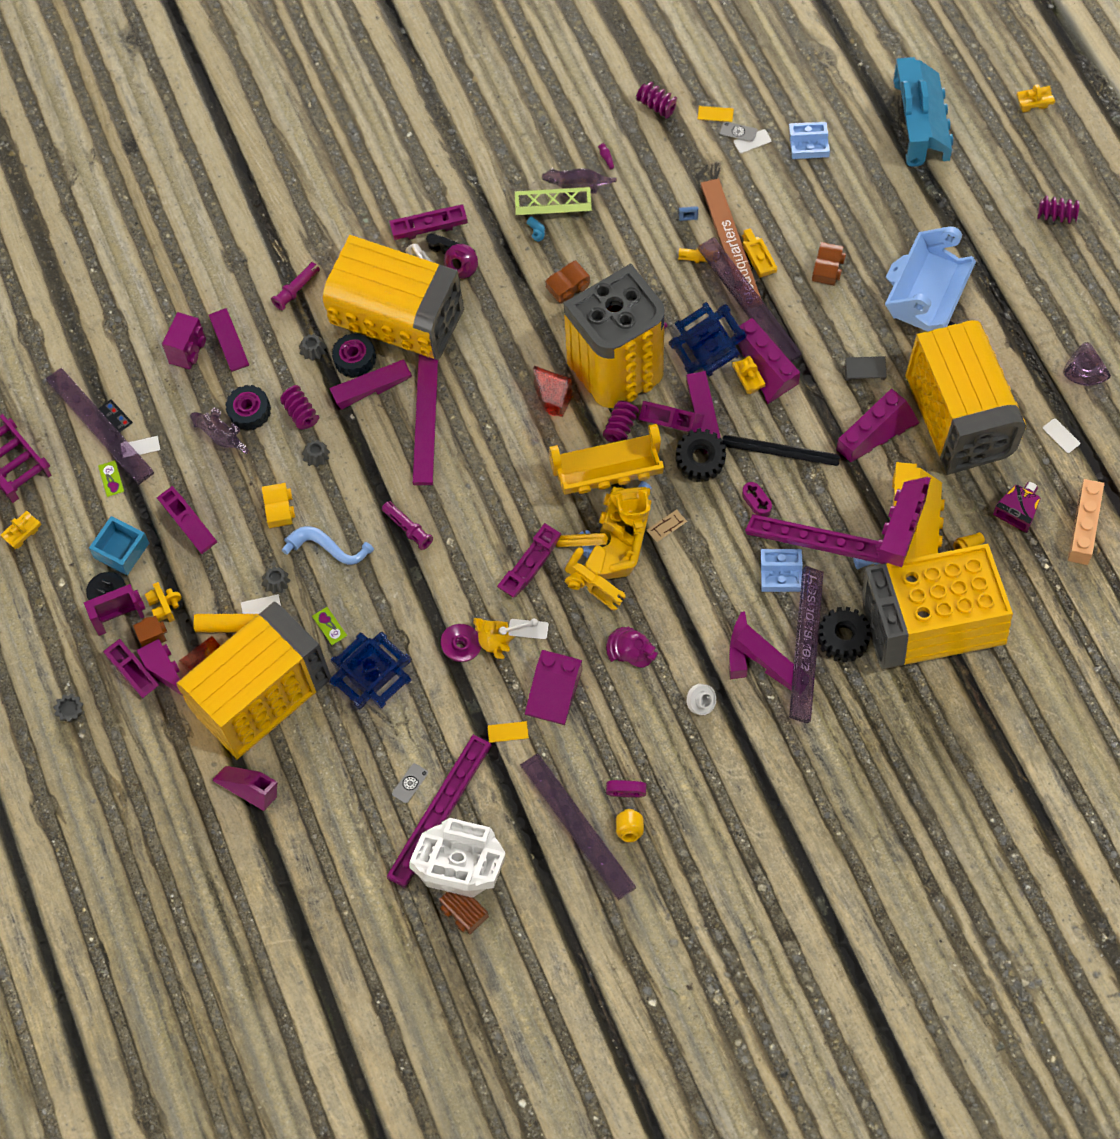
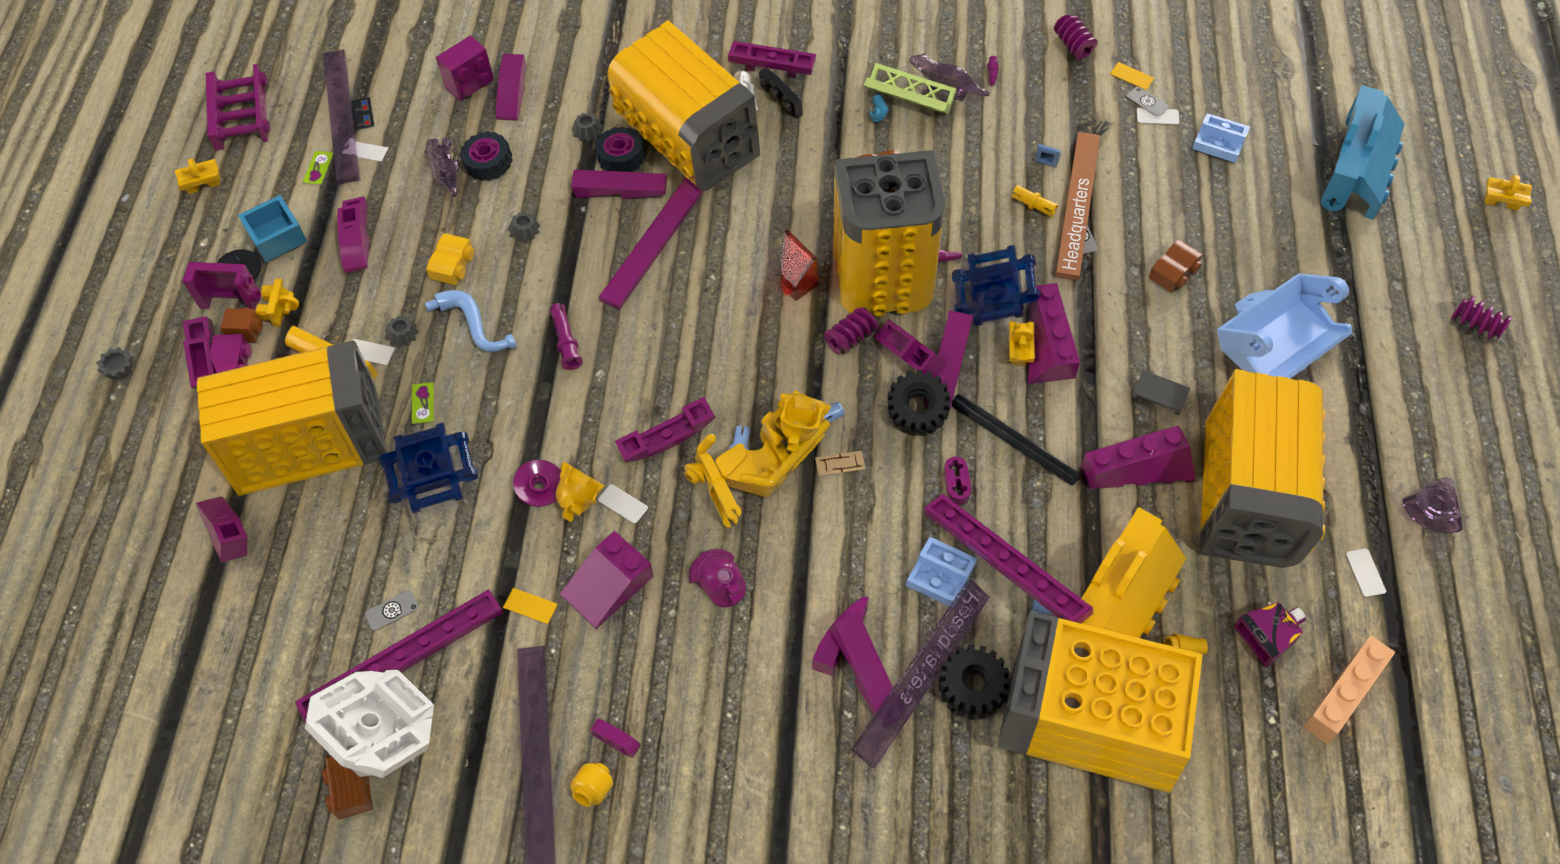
camera: 25 degrees right, 5 degrees down
(290, 291) = (592, 70): magenta pin -> none
(298, 408) = (533, 175): magenta piece -> none
(466, 255) = (787, 106): magenta piece -> none
(502, 631) = (589, 491): white hinge -> none
(582, 540) = (733, 433): yellow axle -> none
(608, 463) = (805, 363): yellow piece -> none
(701, 699) = (761, 676): white plate -> none
(747, 297) = (1065, 265): tile -> none
(758, 254) = (1102, 226): yellow hinge -> none
(903, 521) = (1105, 577): magenta wedge -> none

